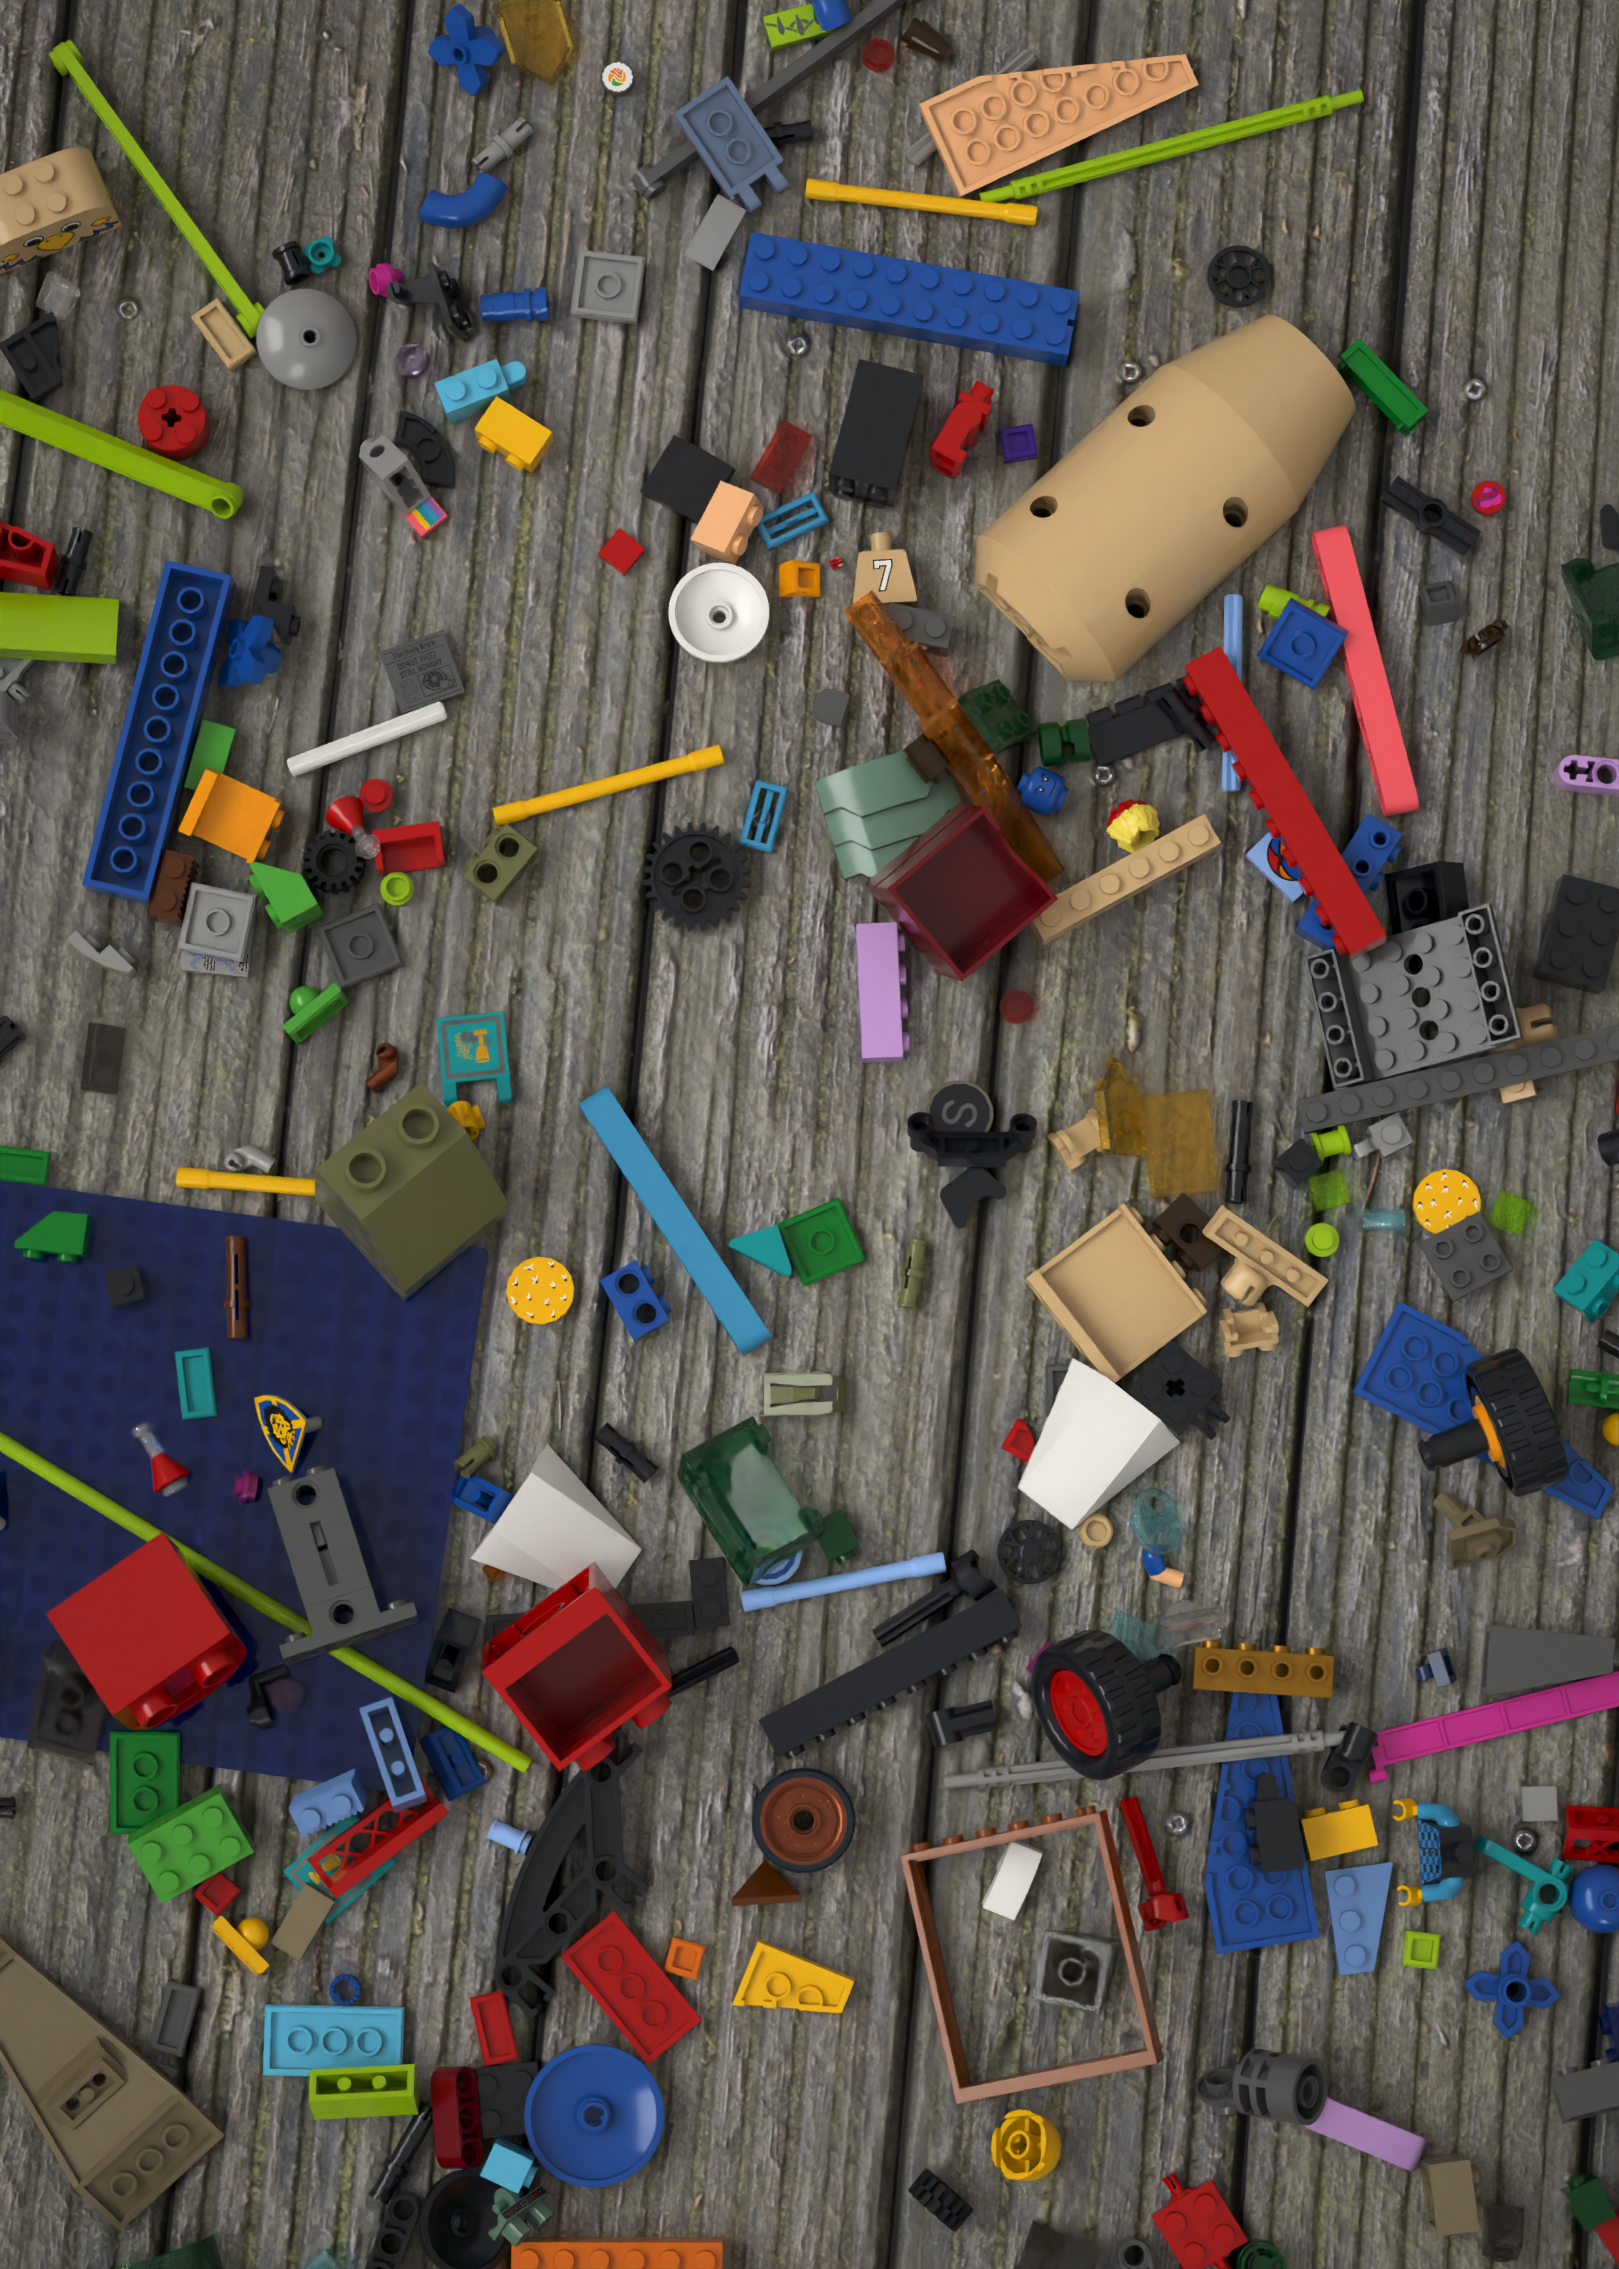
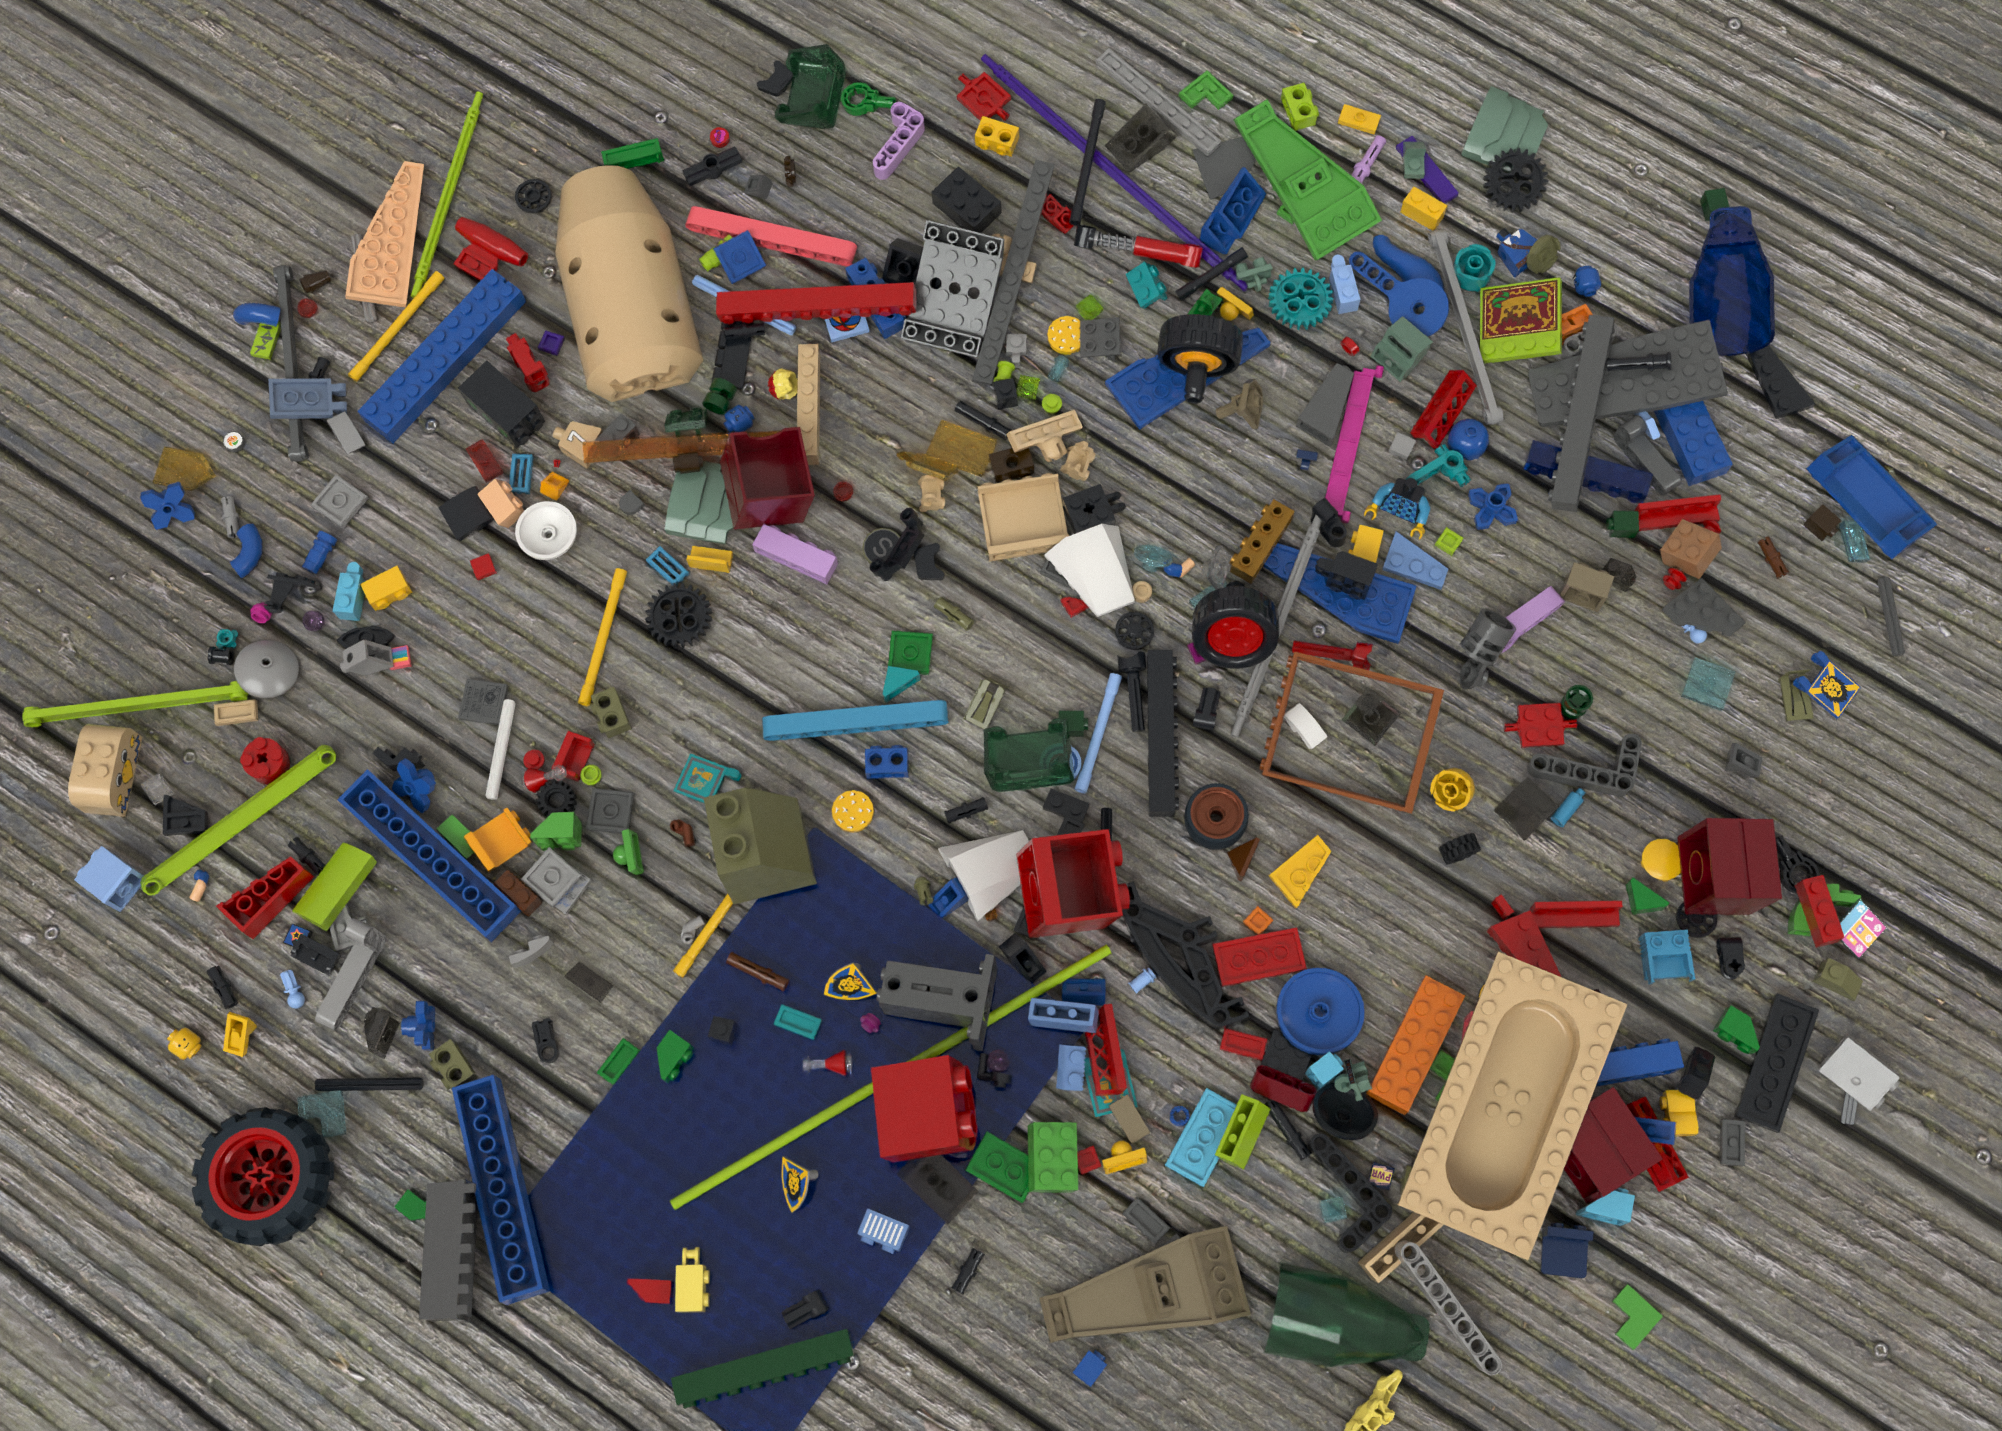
camera: 55 degrees left, 10 degrees down
(808, 872) = (710, 559): none -> yellow panel
(1110, 261) = (485, 249): none -> red plate

